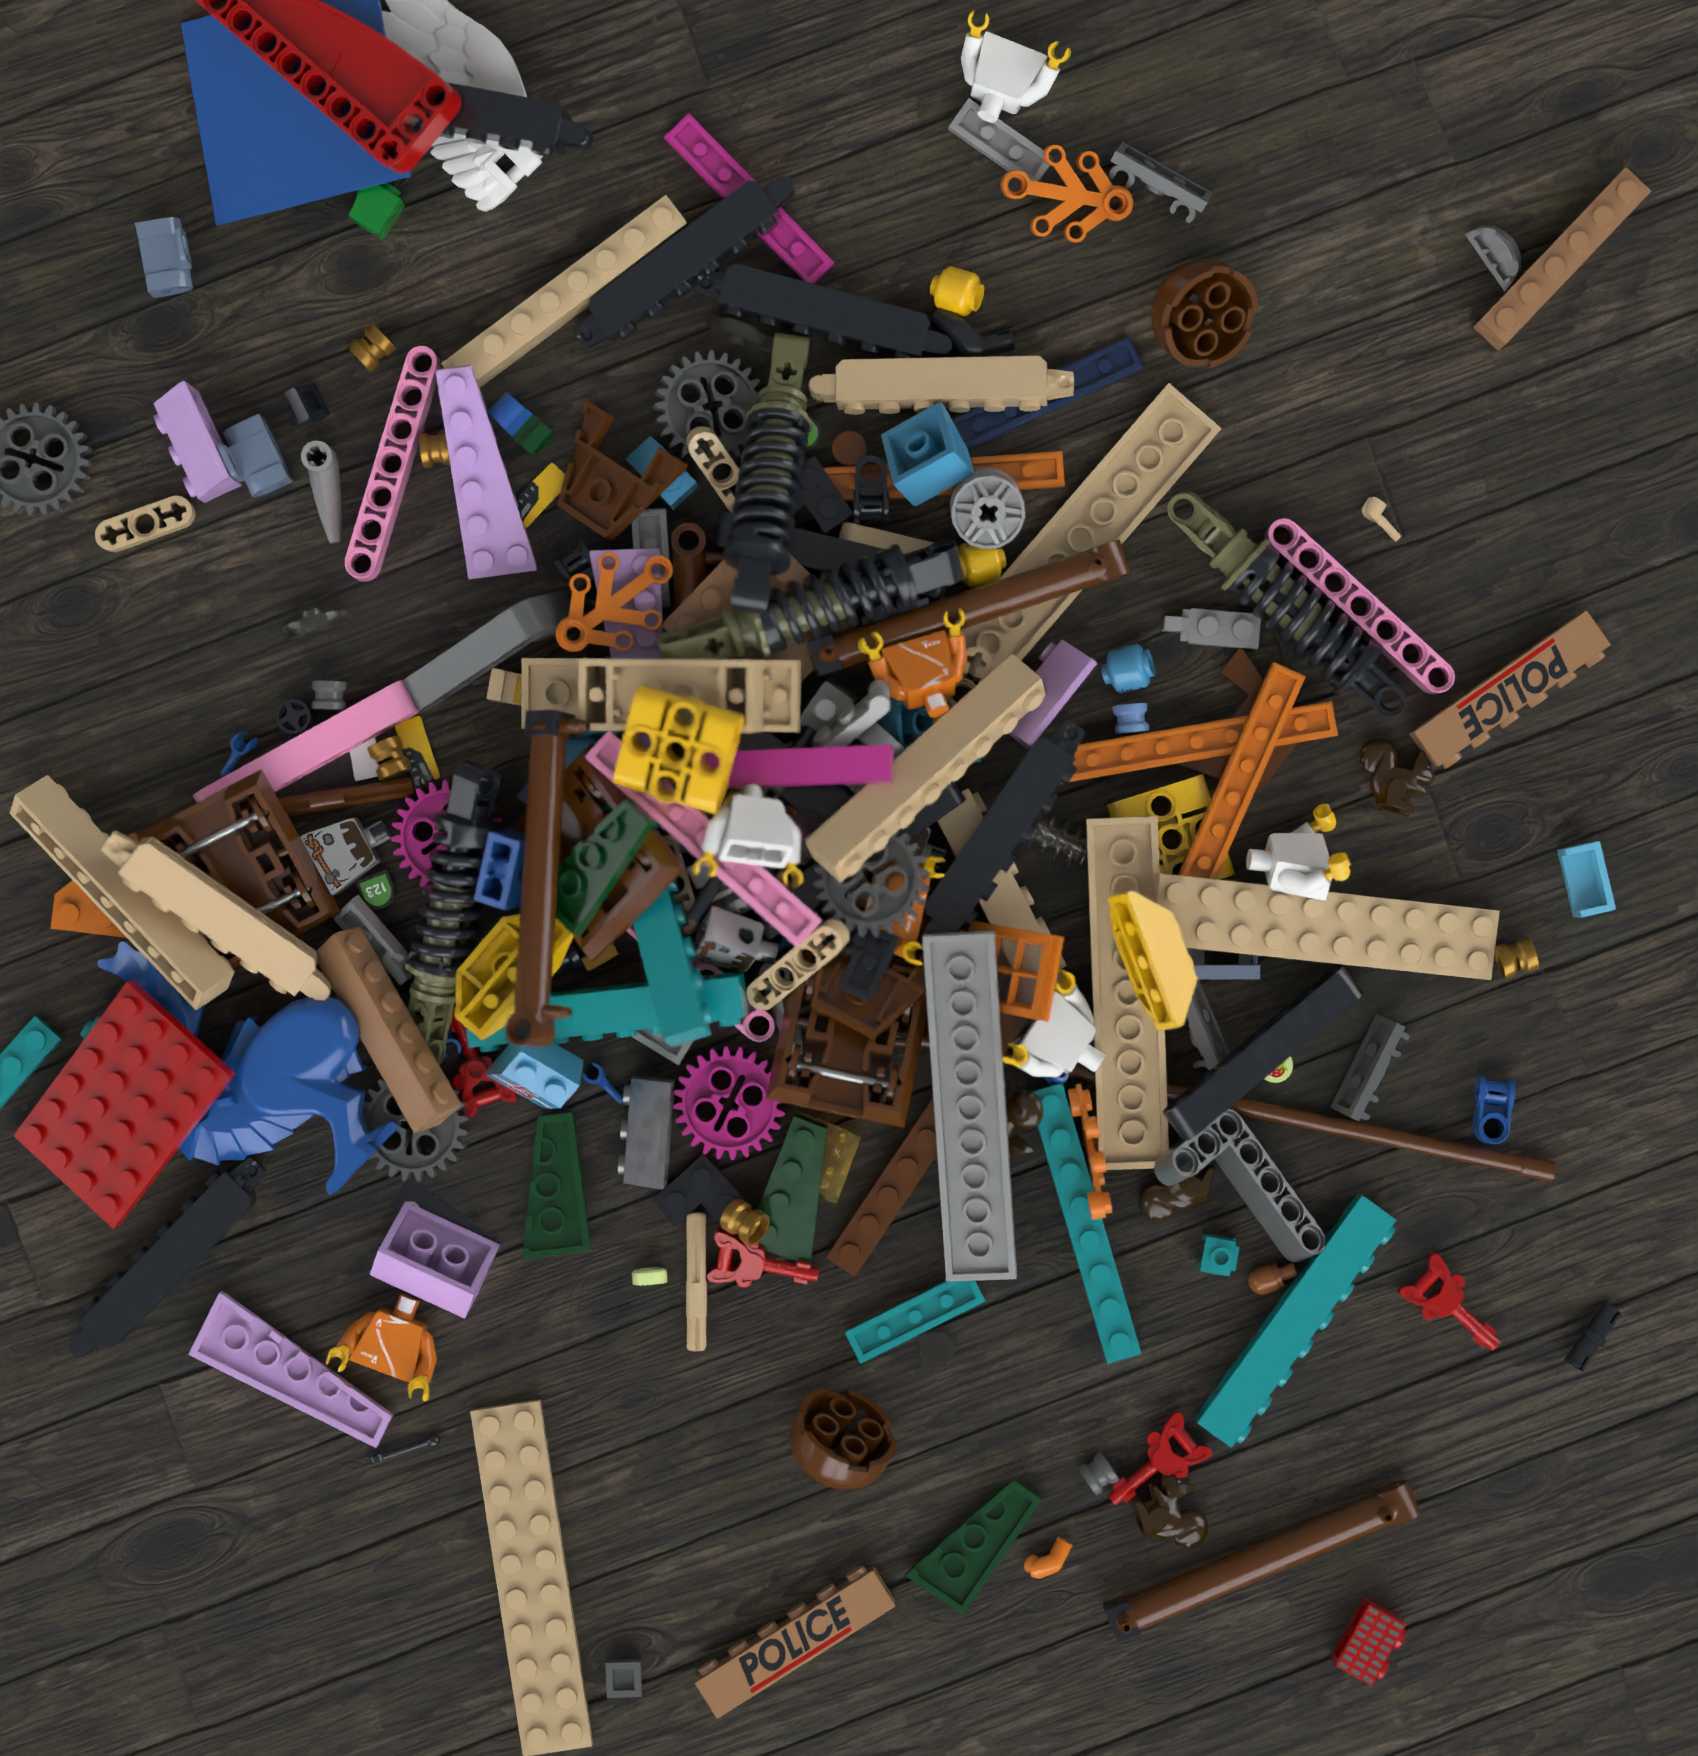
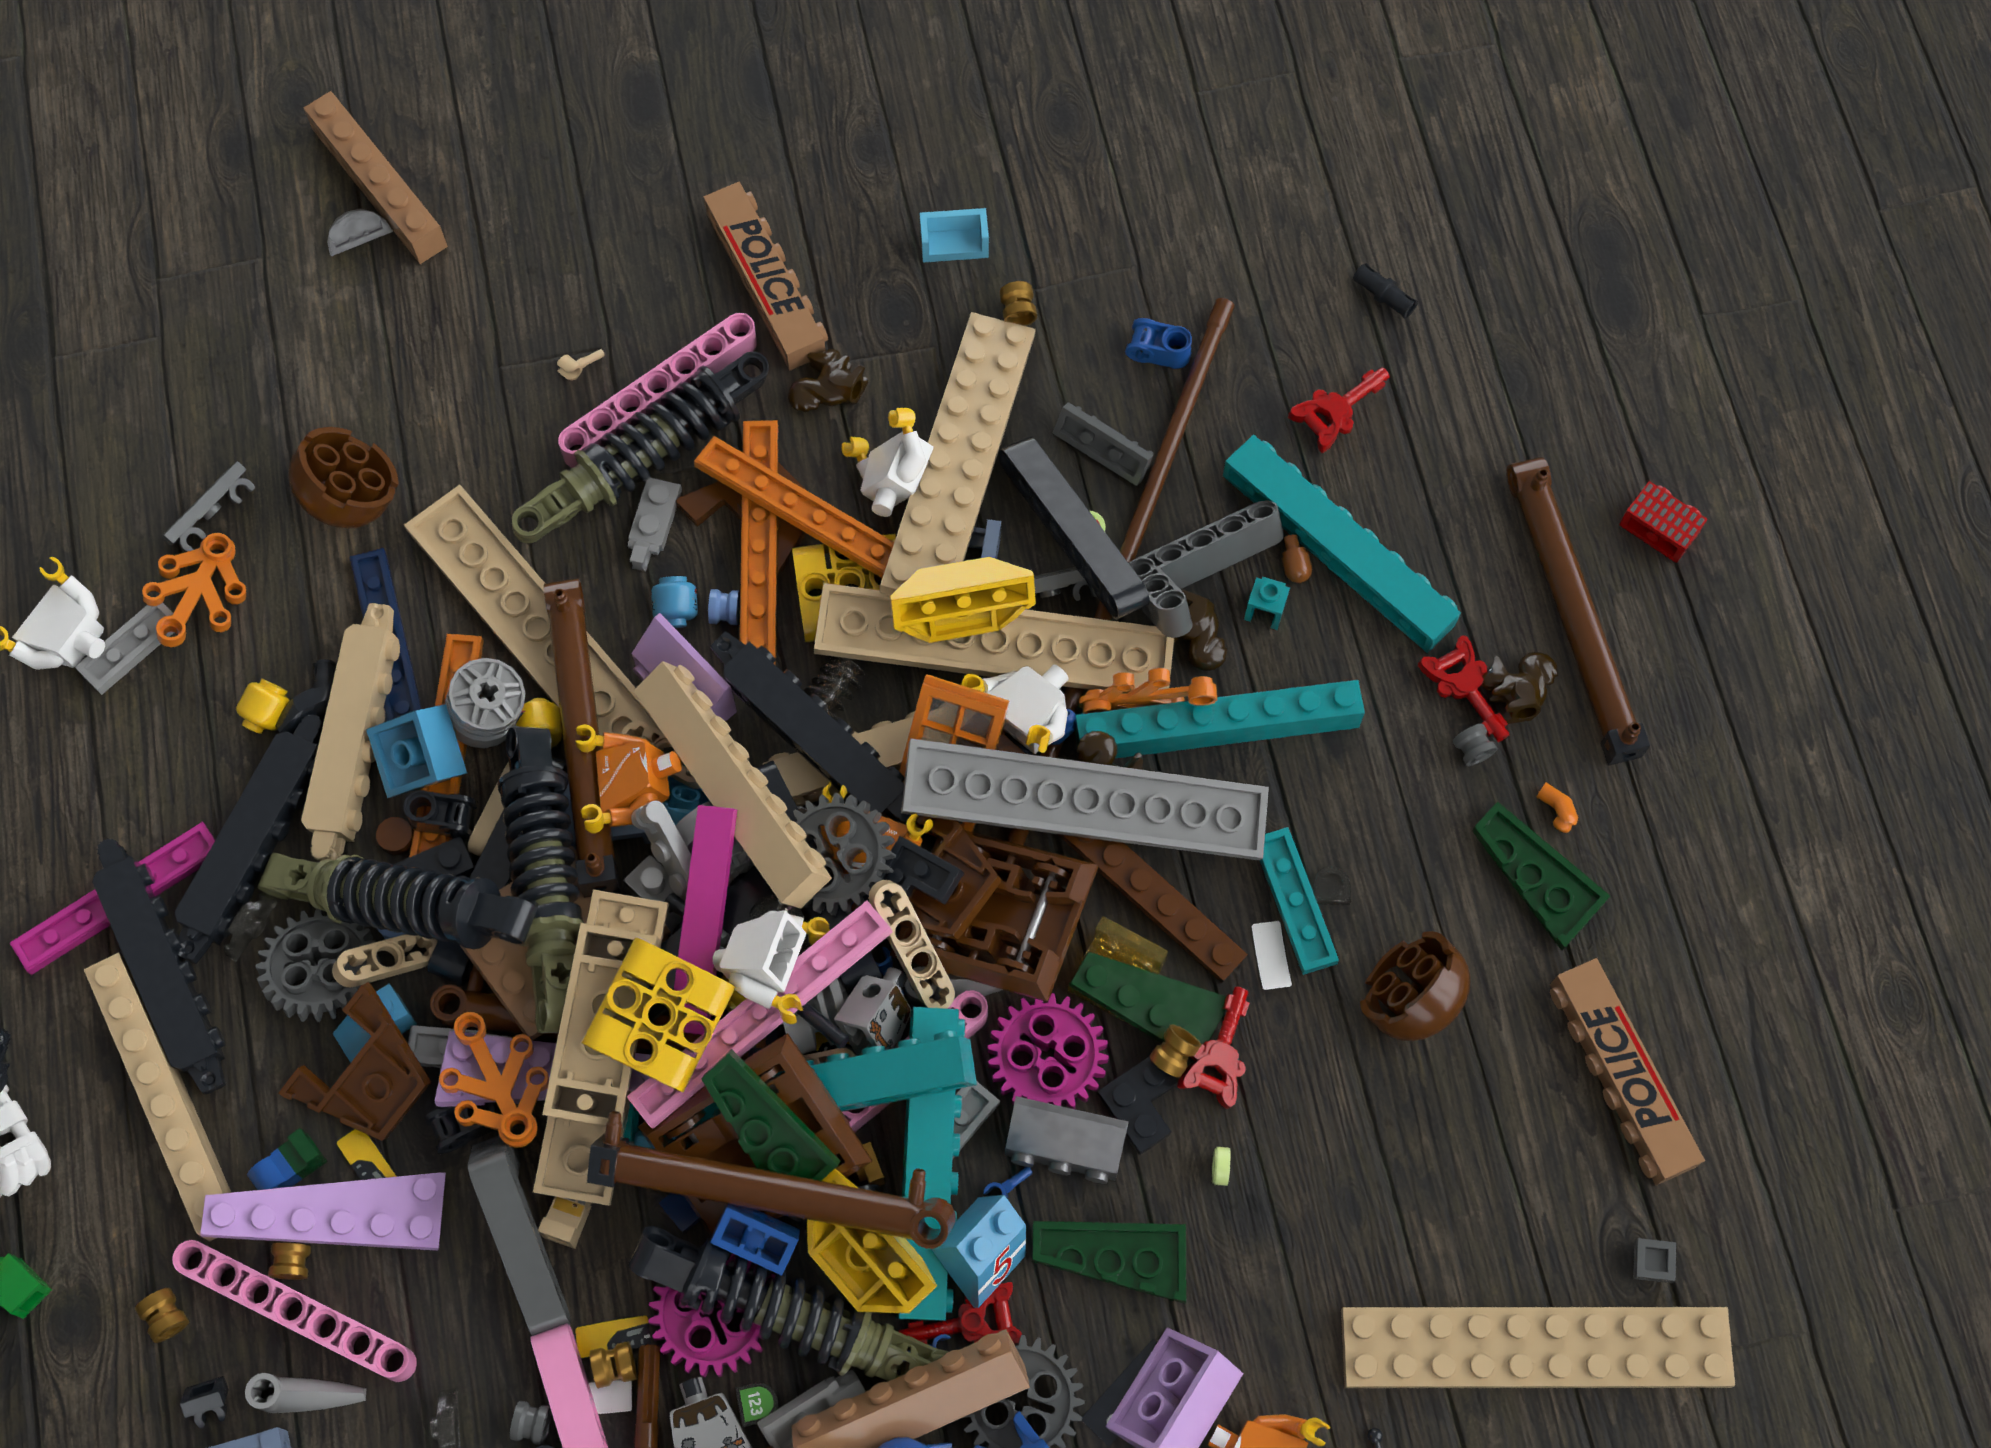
camera: 85 degrees left, 20 degrees down
(696, 1282) = (1233, 1119): tan axle -> none
(860, 1298) = (1271, 955): none -> white sticker

